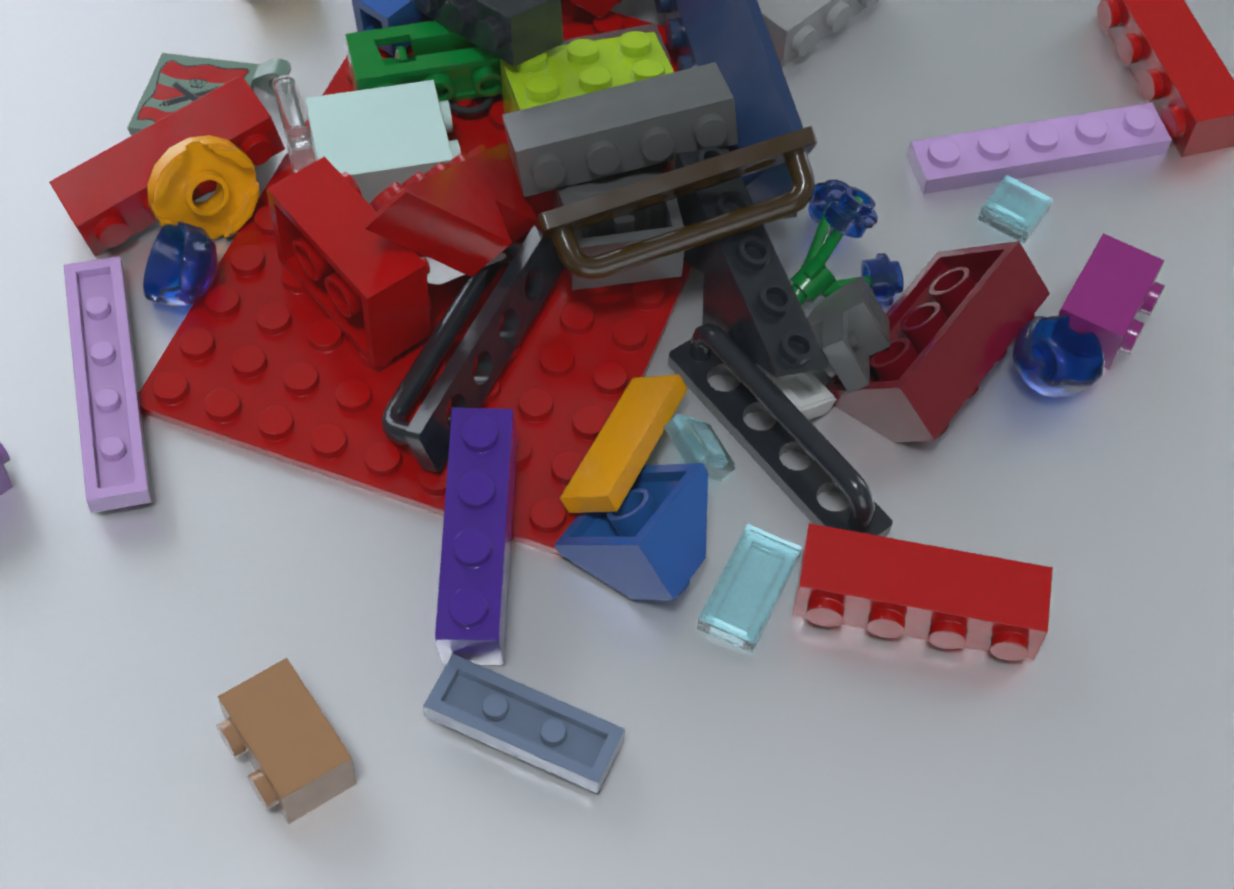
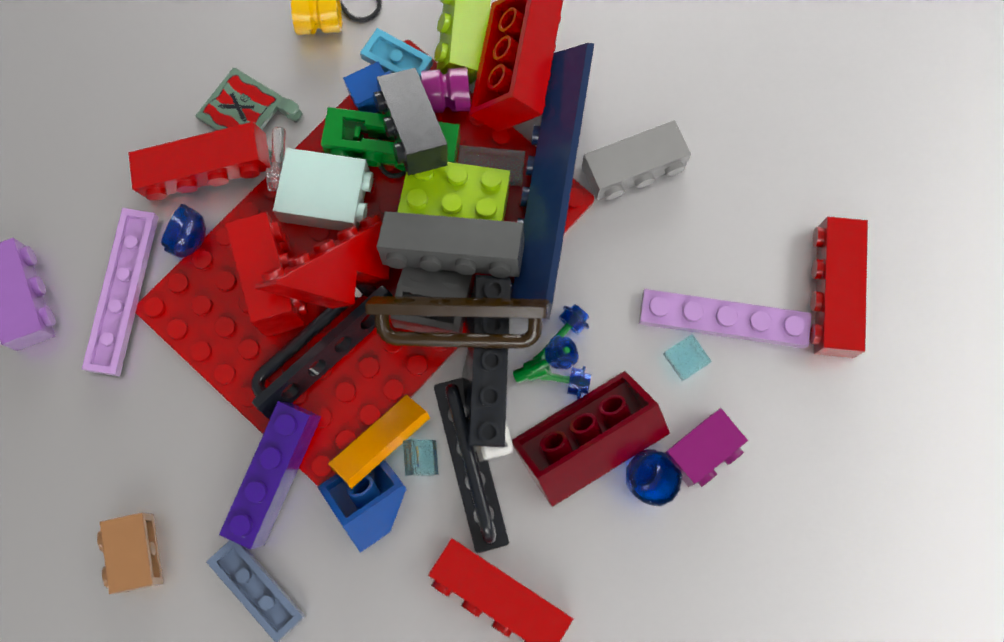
camera: 25 degrees right, 20 degrees up
(190, 164) = (199, 176): light orange tile -> none
(749, 588) = (411, 552): clear light blue tile -> none
(849, 330) = (536, 415): dark grey brick -> none

